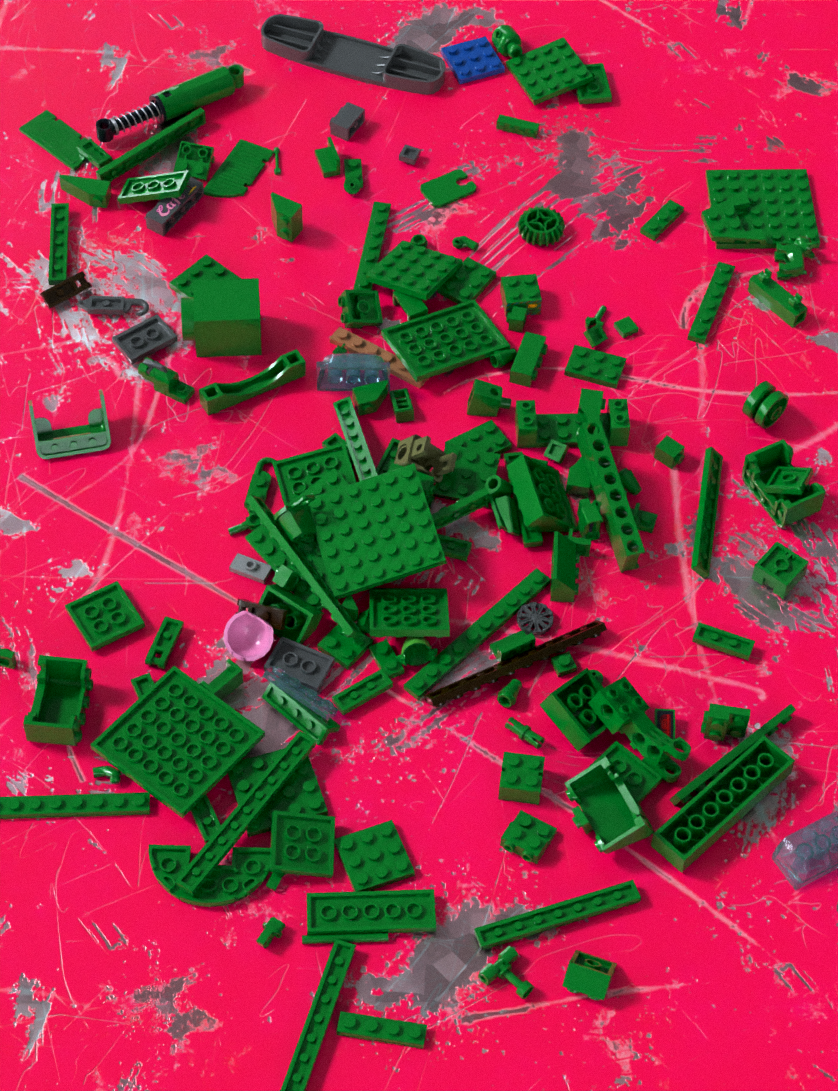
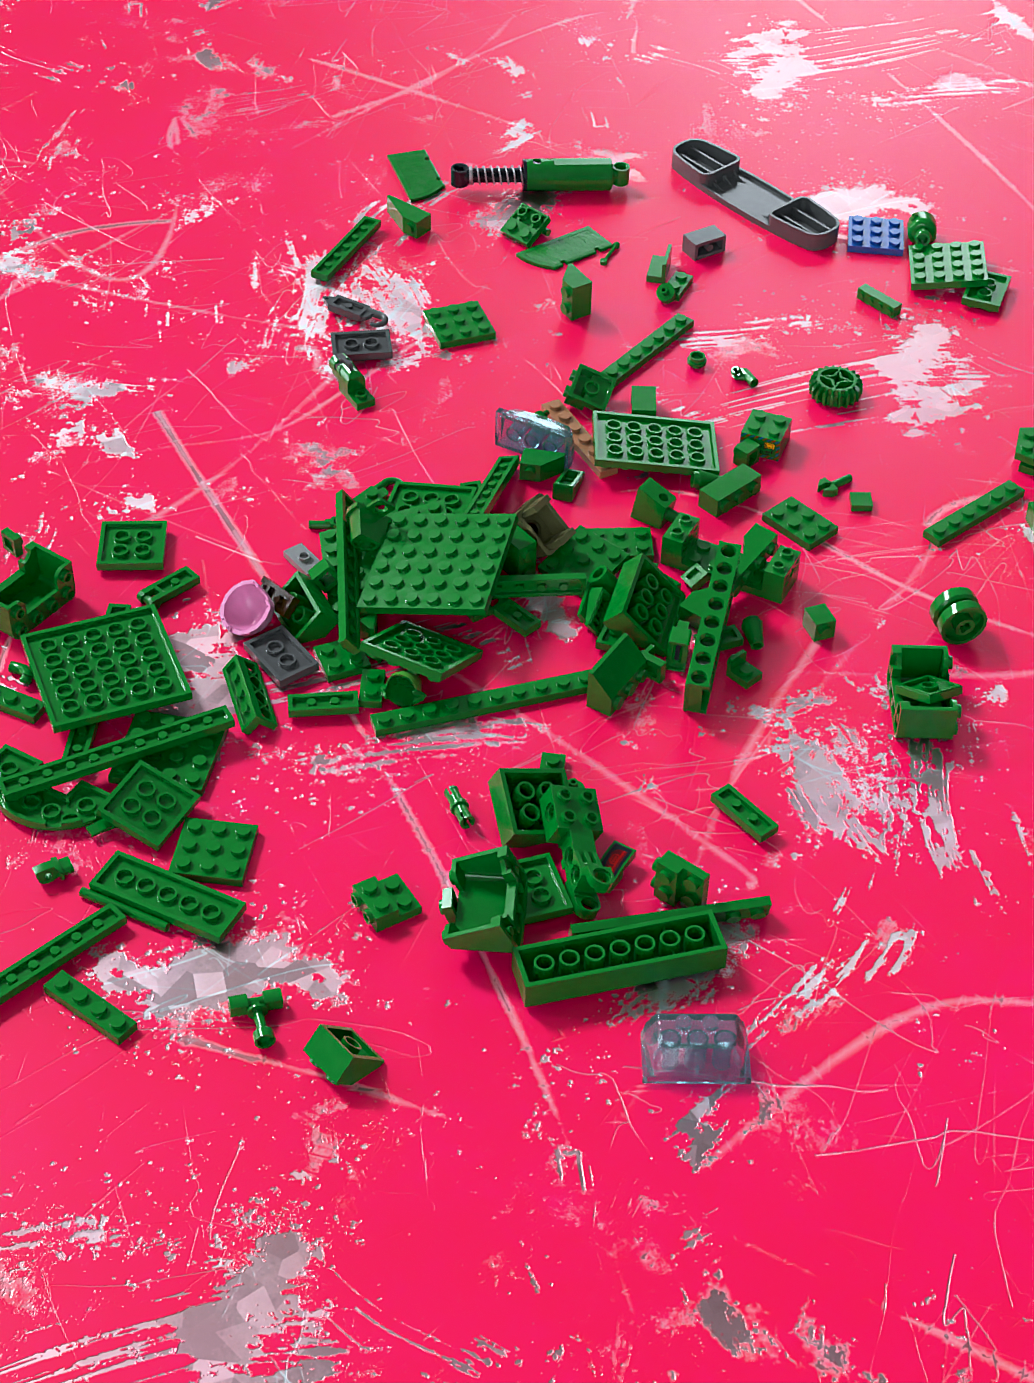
camera: 30 degrees right, 10 degrees down
(65, 290) = (320, 283): dark brown plate -> none
(72, 440) = (202, 391): green windscreen -> none
(94, 153) = (438, 193): green plate -> none
(152, 146) = (496, 203): green plate -> none
(154, 187) = (468, 231): green plate -> none
(171, 210) = (479, 253): dark grey brick -> none
(223, 317) = (443, 347): green container -> none
(224, 395) = (472, 412): green arch -> none
(226, 681) = (194, 644): green panel -> none
(304, 695) = (258, 677): clear light blue plate -> none
(409, 154) = (745, 287): dark grey plate -> none
(414, 270) = (669, 376): green plate -> none
(446, 190) = (764, 328): green piece -> none
(467, 282) = (720, 407): green plate -> none
(509, 694) = (470, 766): green cone -> none
(512, 645) = (511, 729): green panel -> none
(518, 661) = (466, 742): dark brown plate -> none
(521, 778) = (415, 843): green piece -> none
(535, 618) = (554, 713): dark grey wheel -> none
(557, 915) = (356, 985): green plate -> none
(595, 335) = (819, 495): green plate -> none
(662, 220) = (974, 426): green plate -> none
(707, 512) = (818, 690): green plate -> none
(780, 569) = (858, 770): green piece -> none

